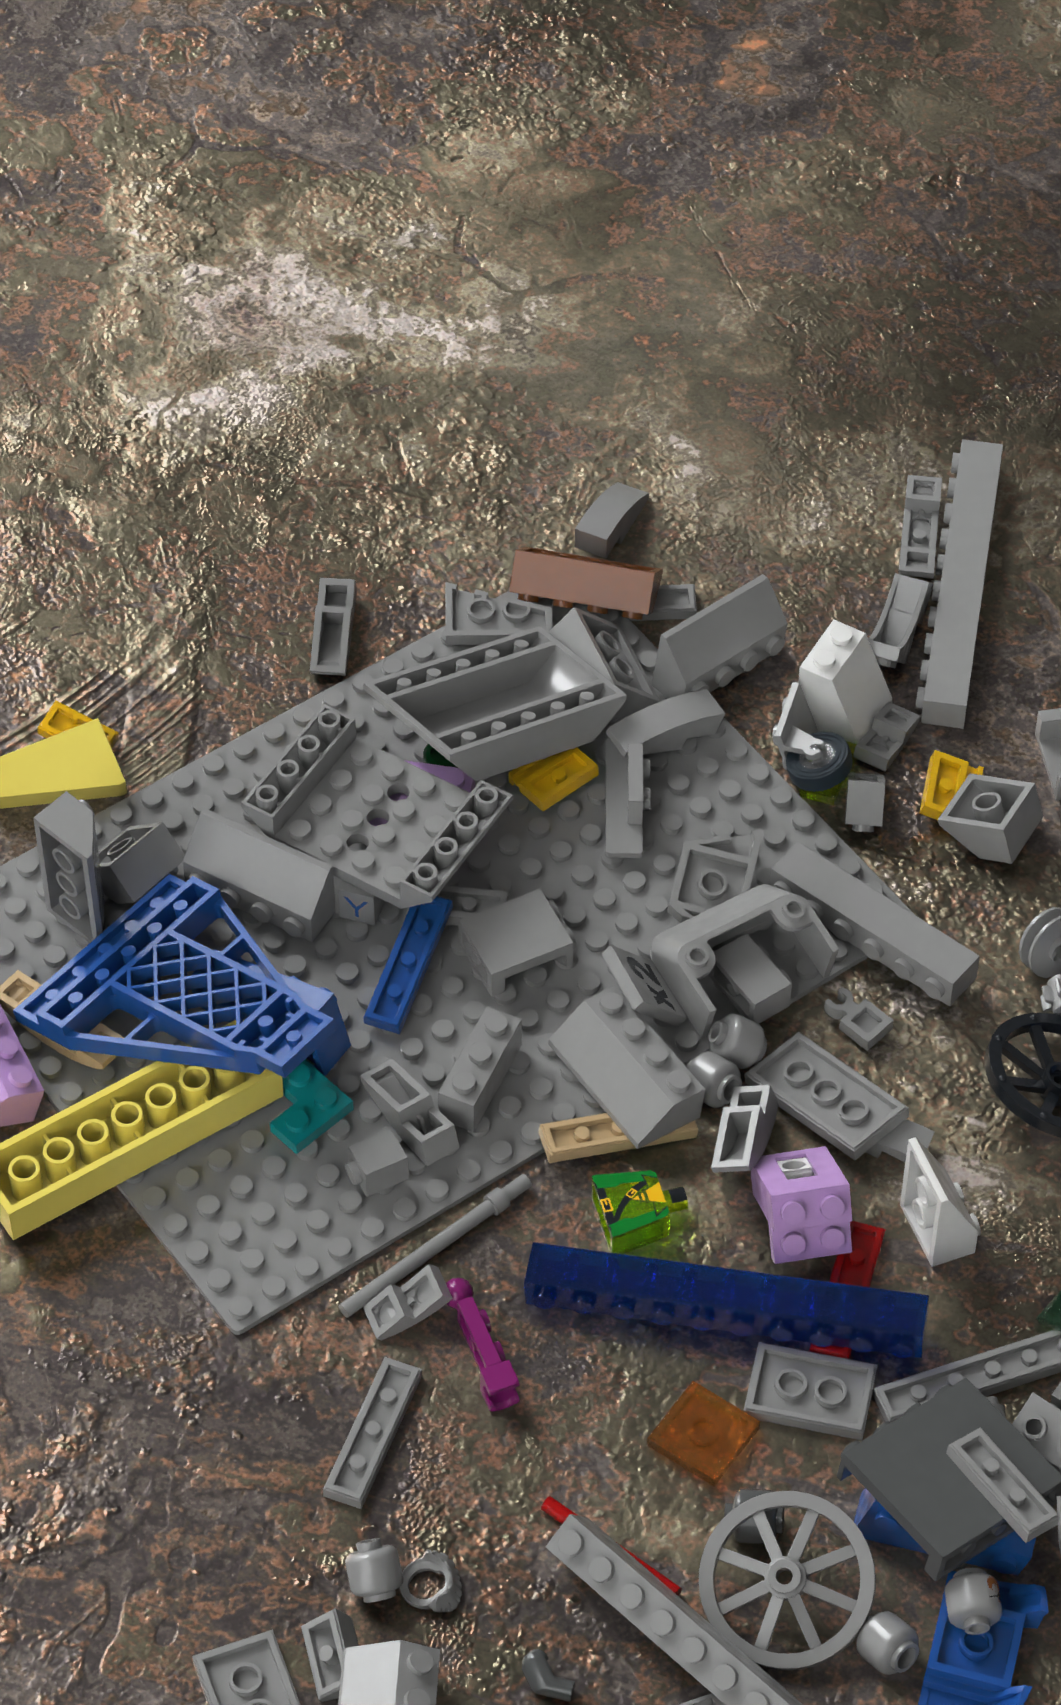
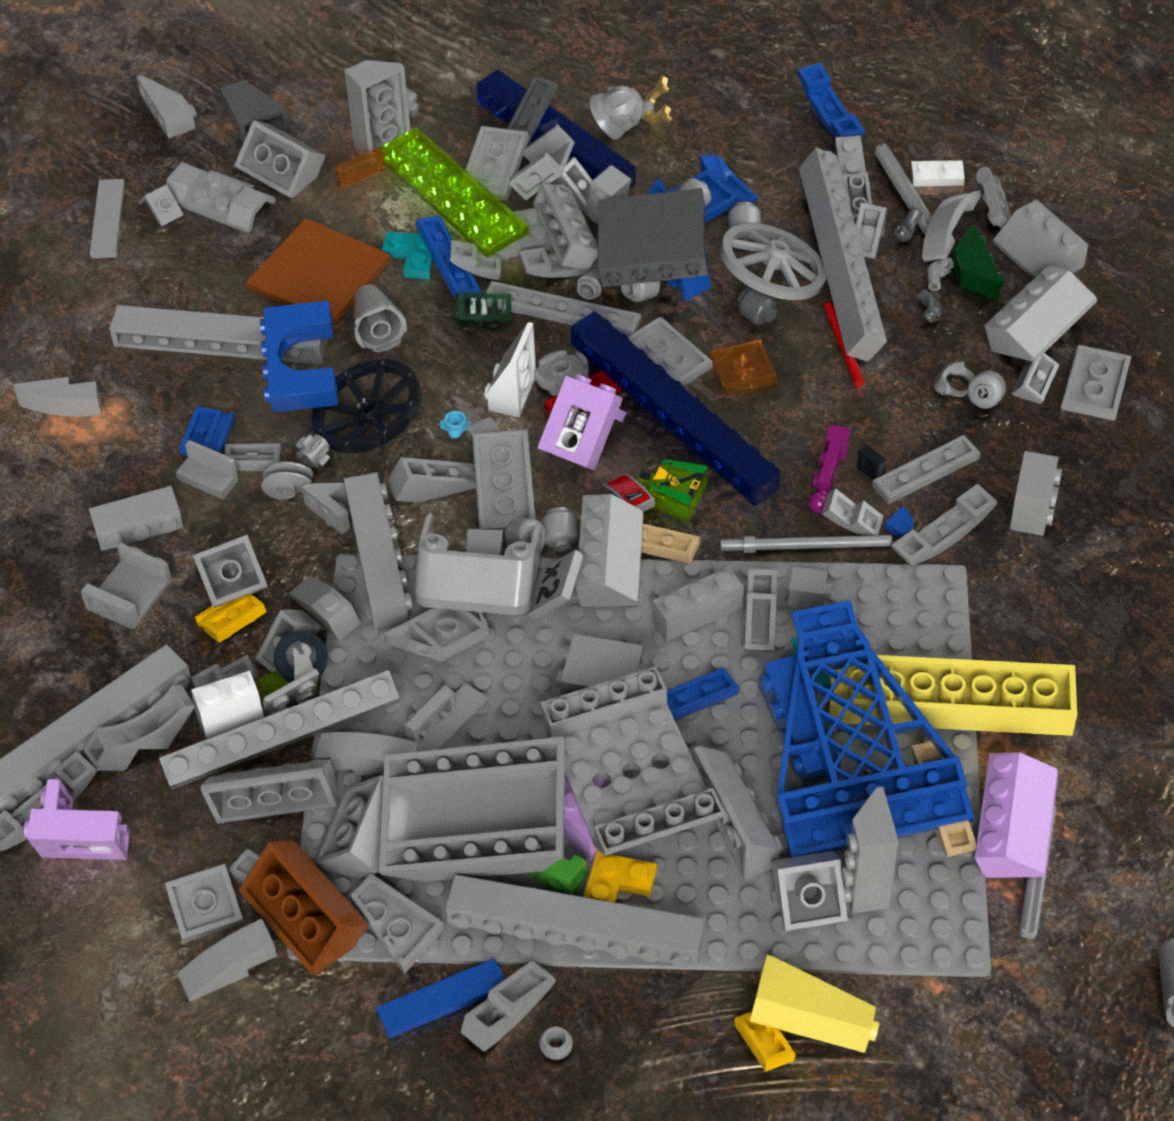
camera: 140 degrees left, 0 degrees up
(207, 1442) = (1036, 493): none -> light grey brick
(264, 628) = (556, 1034): none -> light grey plate
(268, 728) = (575, 921): none -> light grey brick
(293, 1350) = (947, 529): none -> light grey slope
(346, 1336) = (900, 523): none -> blue tile
(392, 737) = (564, 875): none -> bright green leg
(398, 606) = (439, 998): none -> blue tile
(437, 1383) = (871, 462): none -> black tile
(680, 1168) = (630, 490): none -> slope
(685, 548) = (204, 903): none -> light grey plate
(745, 1128) = (577, 477): light grey slope -> none
(751, 713) = (279, 730): none -> light grey brick
(849, 510) = (74, 833): none -> lavender brick
(860, 1021) = (441, 511): light grey plate -> none
(861, 839) = (326, 606): none -> light grey slope
(904, 1249) = (556, 366): none -> light grey plate
(907, 1044) = (430, 479): none -> light grey slope
(954, 1130) = (454, 423): none -> medium azure plate
(996, 952) = (328, 502): none -> light grey slope
(1003, 1485) = (636, 205): light grey tile -> none

